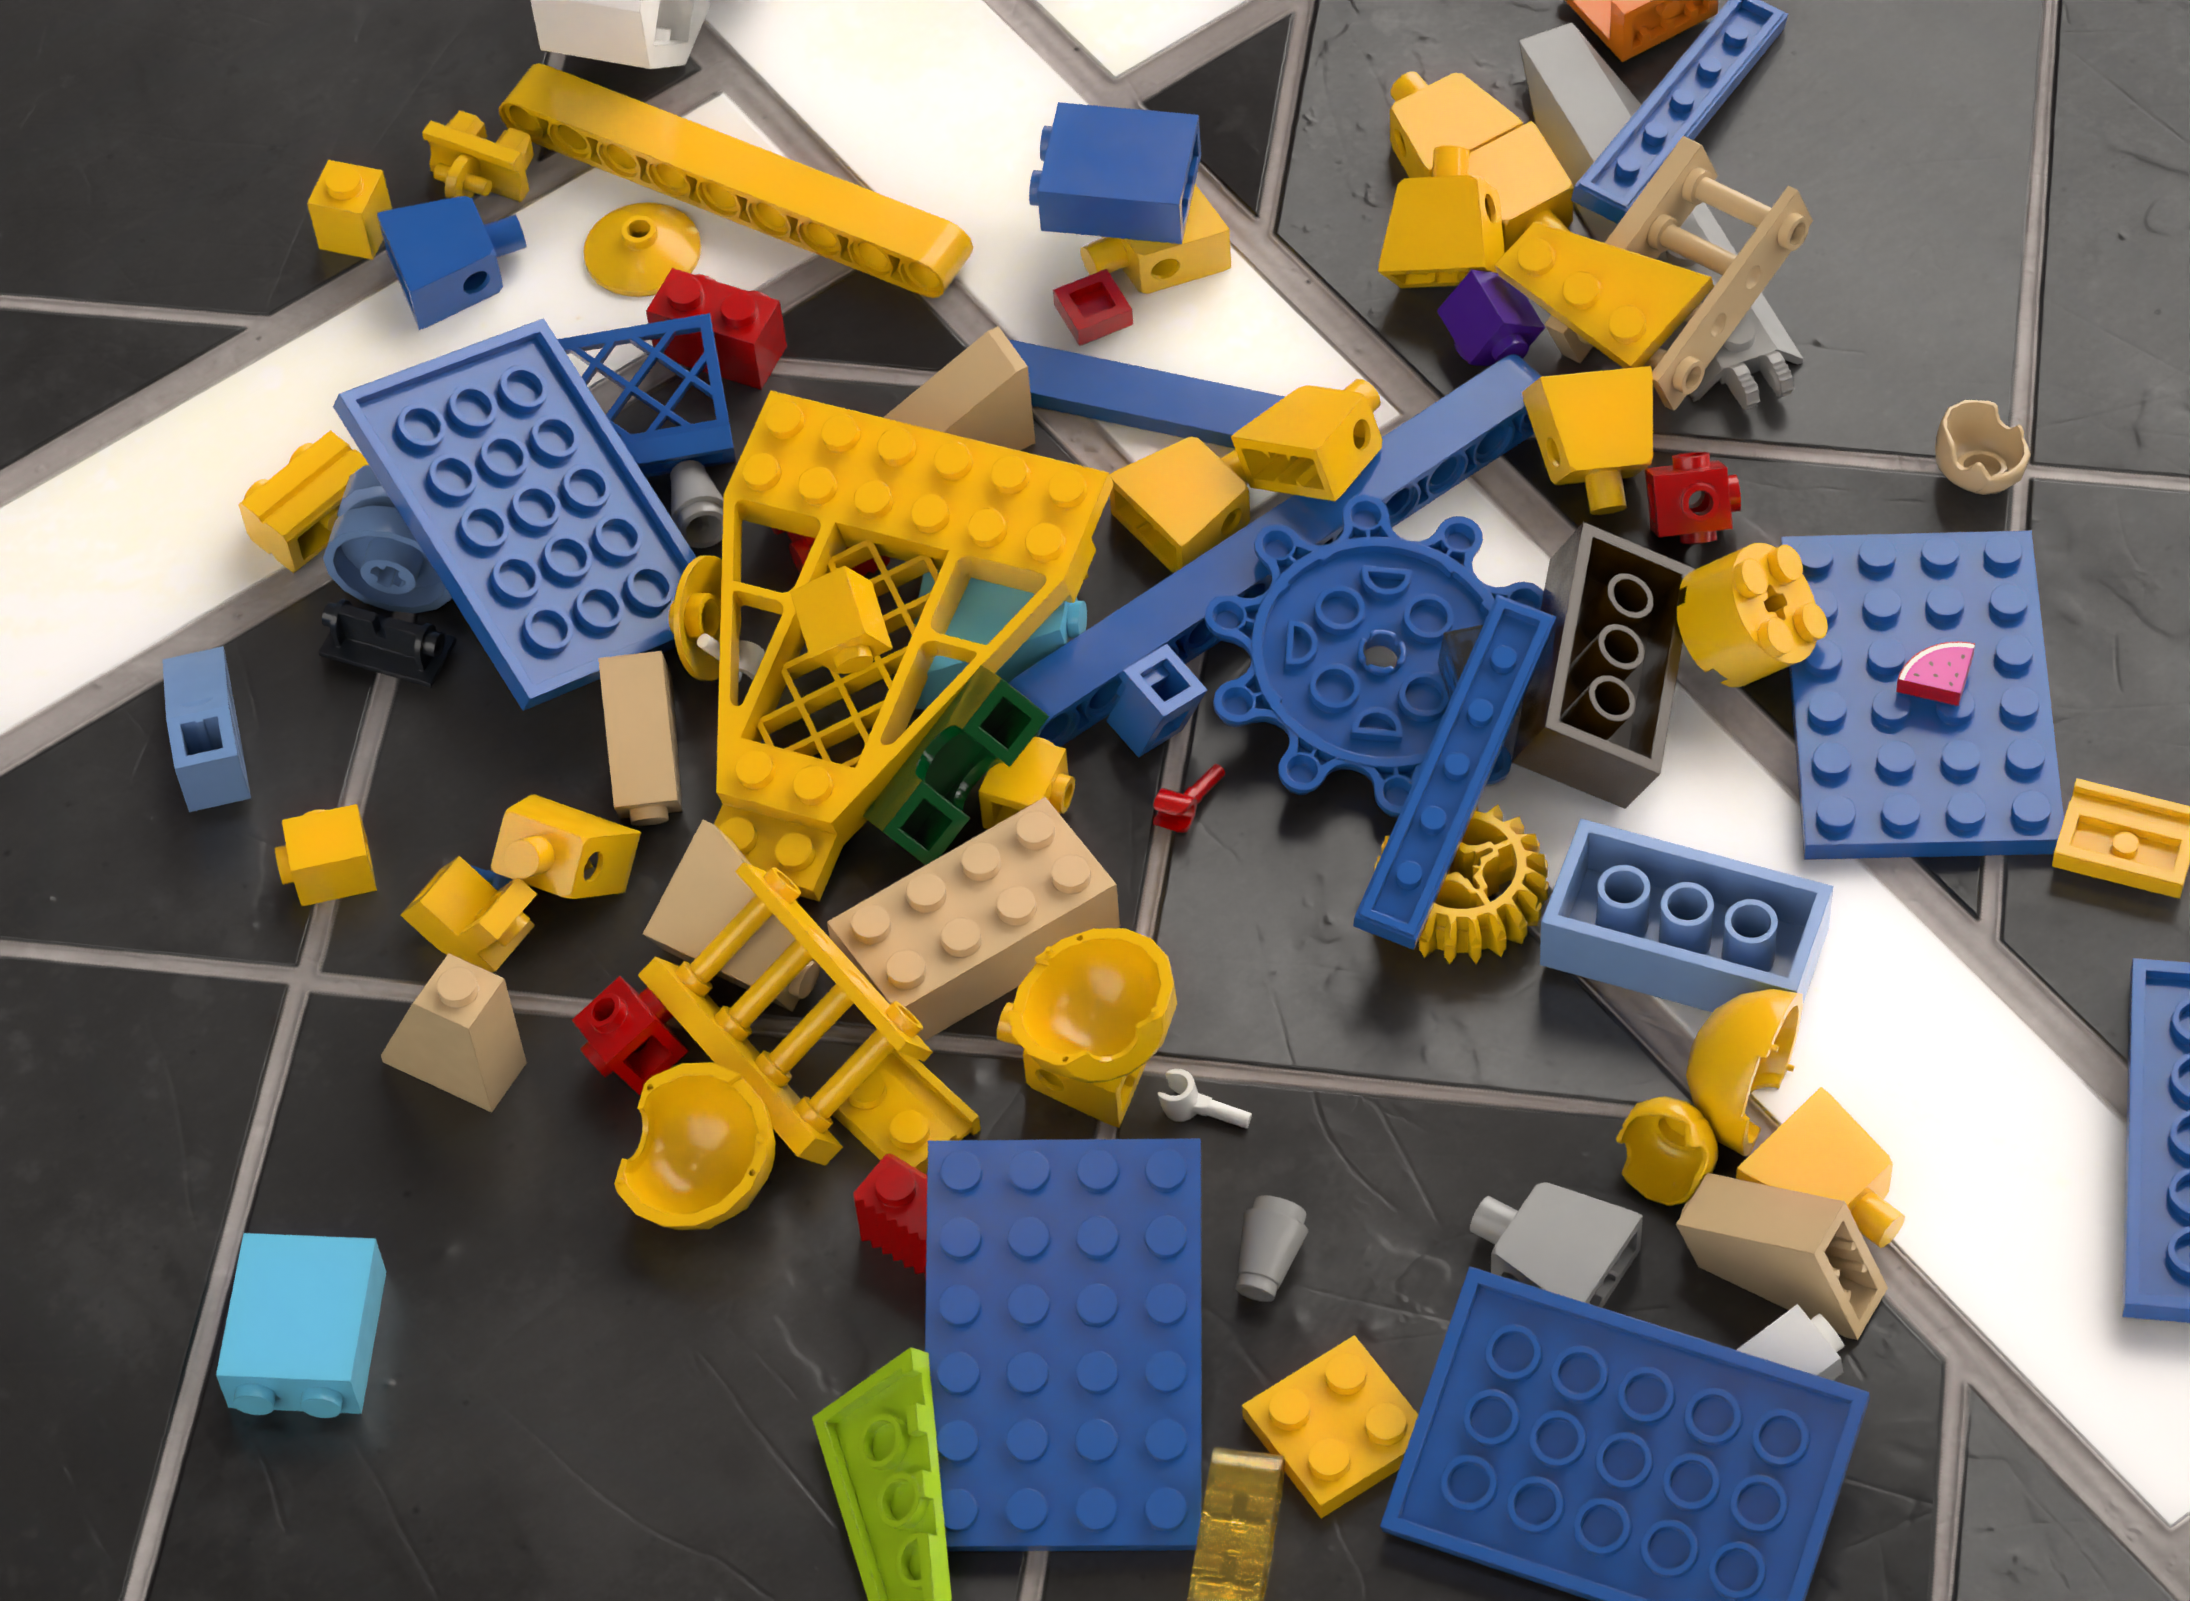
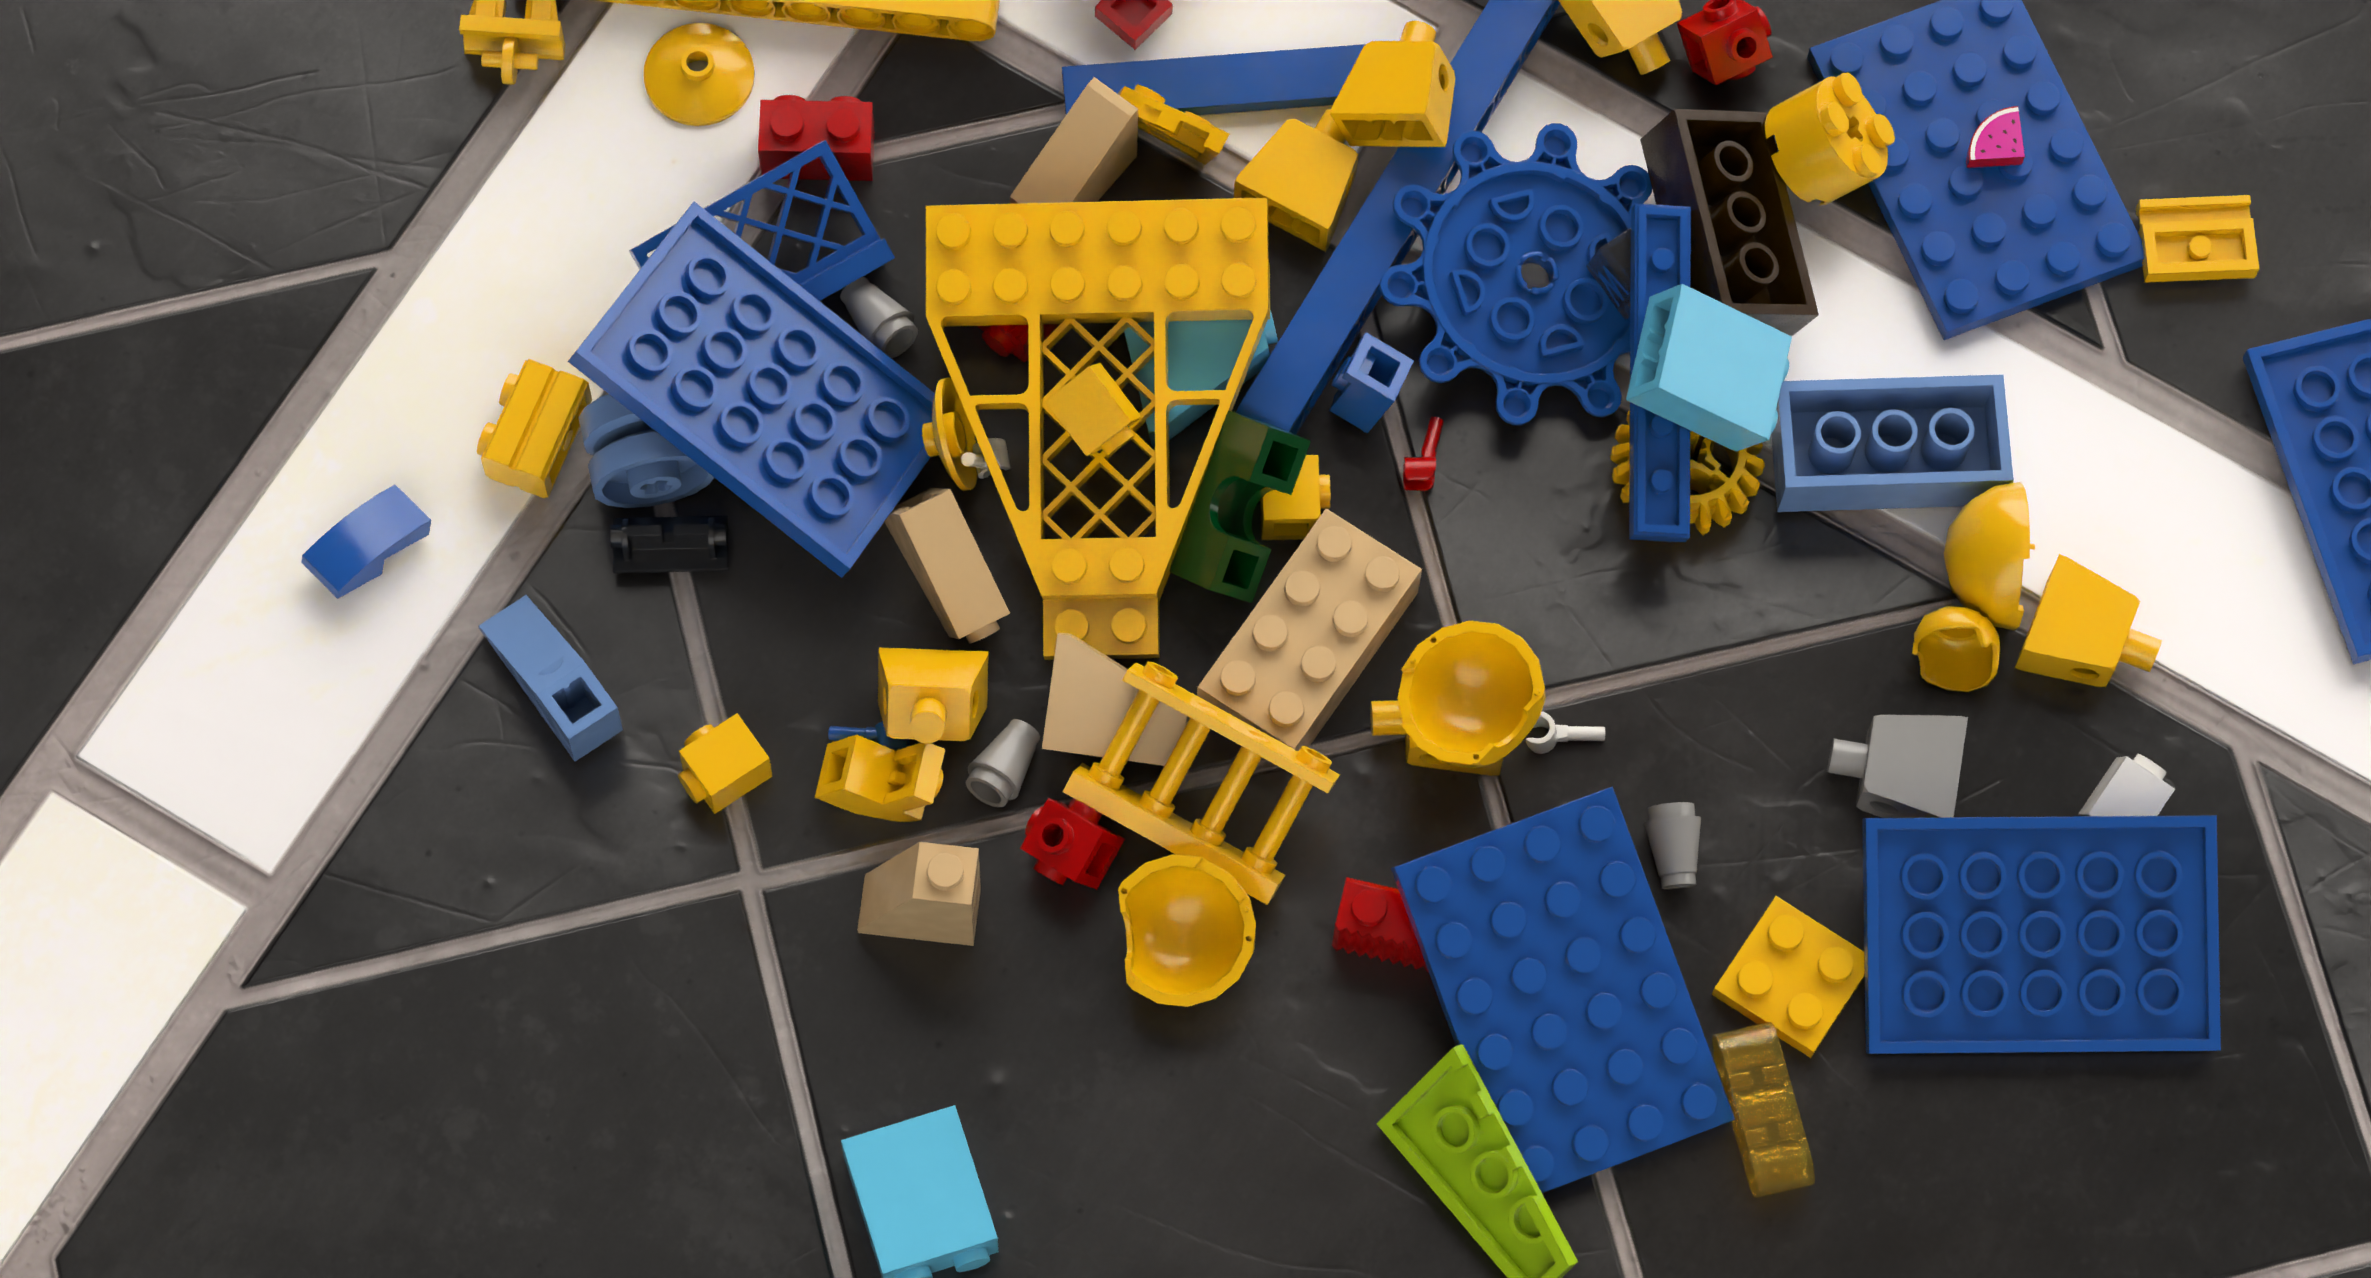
camera: 30 degrees left, 15 degrees up
(82, 551) = (362, 540): none -> blue slope
(347, 208) = (424, 124): yellow brick -> none
(446, 255) = (533, 142): blue torso -> none
(603, 946) = (1002, 765): none -> light grey cone
(904, 1109) = (1329, 833): yellow plate -> none
(1072, 410) = (1178, 129): none -> yellow wing
(1504, 773) = (1709, 368): none -> medium azure brick
(1785, 1249) = (2080, 703): tan slope -> none

